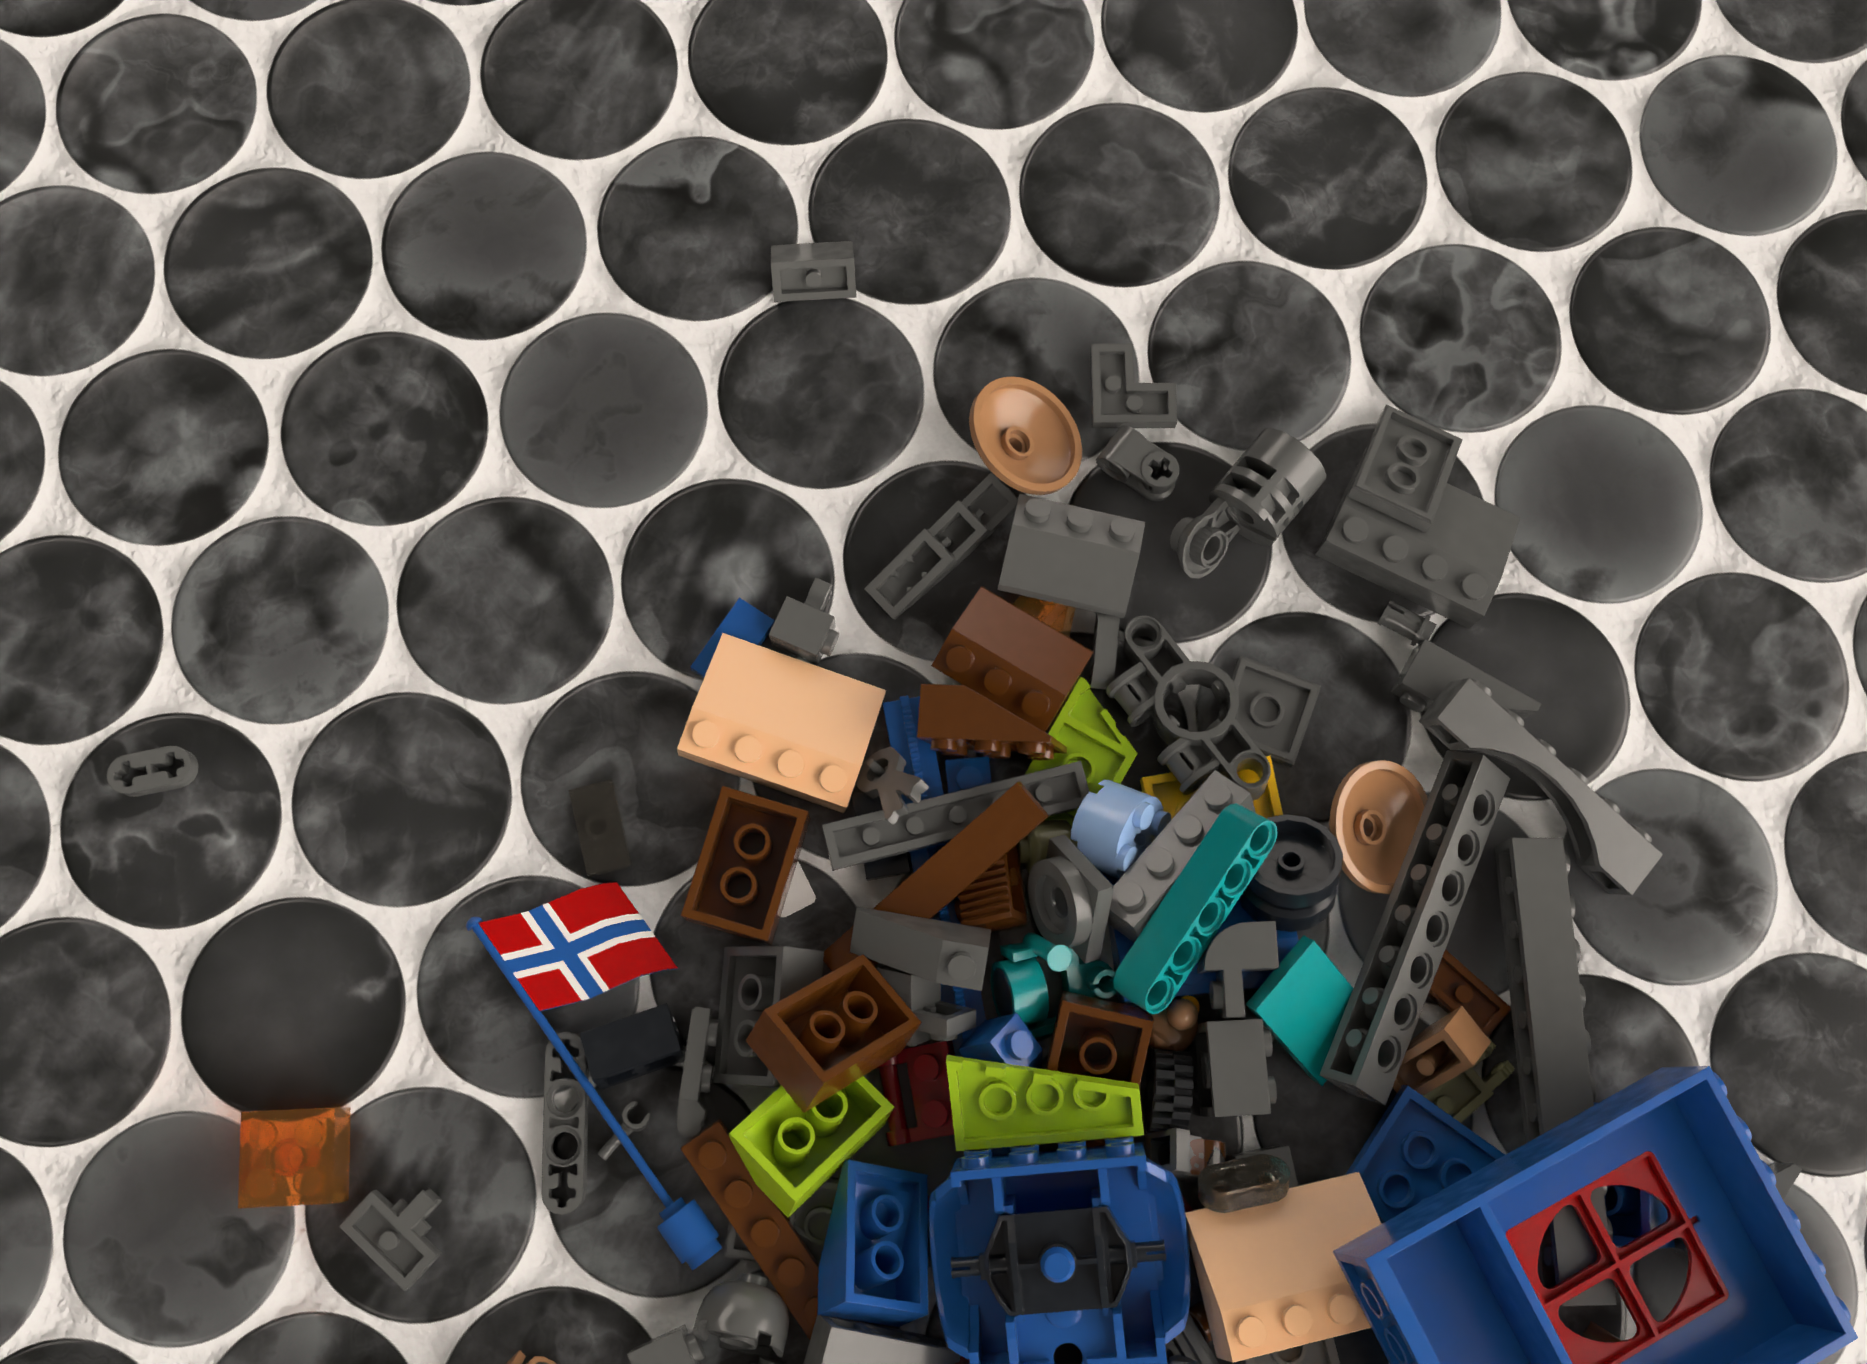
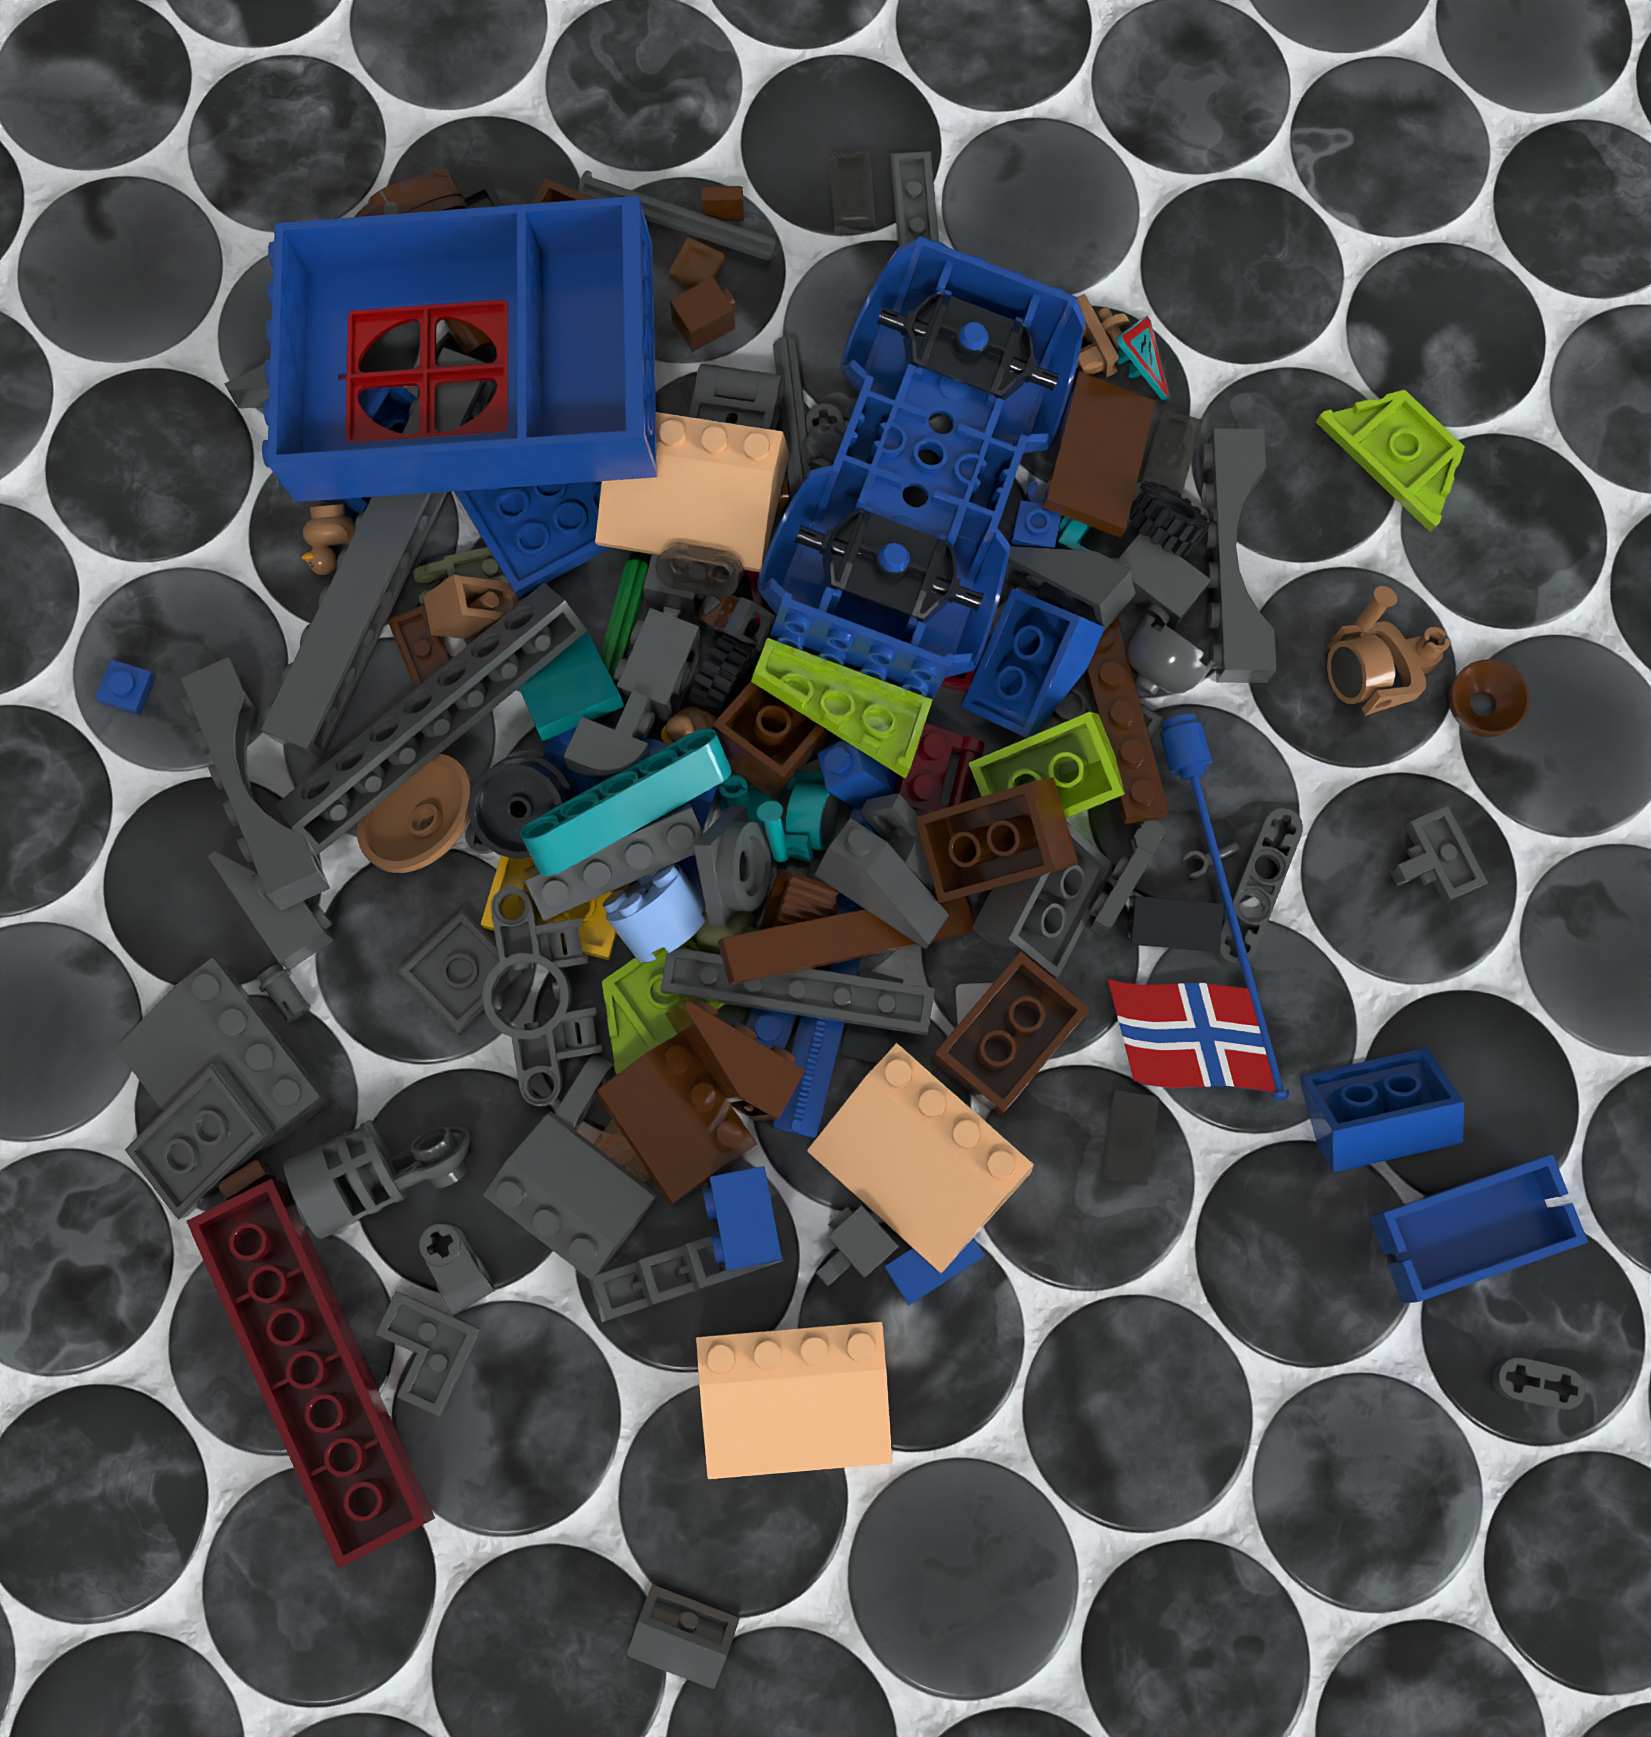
camera: 155 degrees left, 0 degrees up
(246, 878) = (1477, 1229): none -> blue piece
(294, 1157) = (1509, 958): clear orange brick -> none
(373, 955) = (1383, 1109): none -> blue slope
(806, 484) = (794, 1400): none -> light nougat slope
(884, 777) = (849, 1059): dark grey piece -> none
(916, 602) = (744, 1219): none -> blue brick
(1025, 435) = (536, 1341): medium nougat dish -> none
(1211, 329) = (310, 1371): none -> dark red brick
(1293, 1112) = (623, 616): none -> green axle
(1348, 456) = (246, 1179): none -> reddish brown tile
(1618, 1065) = (325, 528): none -> medium nougat animal
(1706, 832) = (125, 687): none -> blue plate

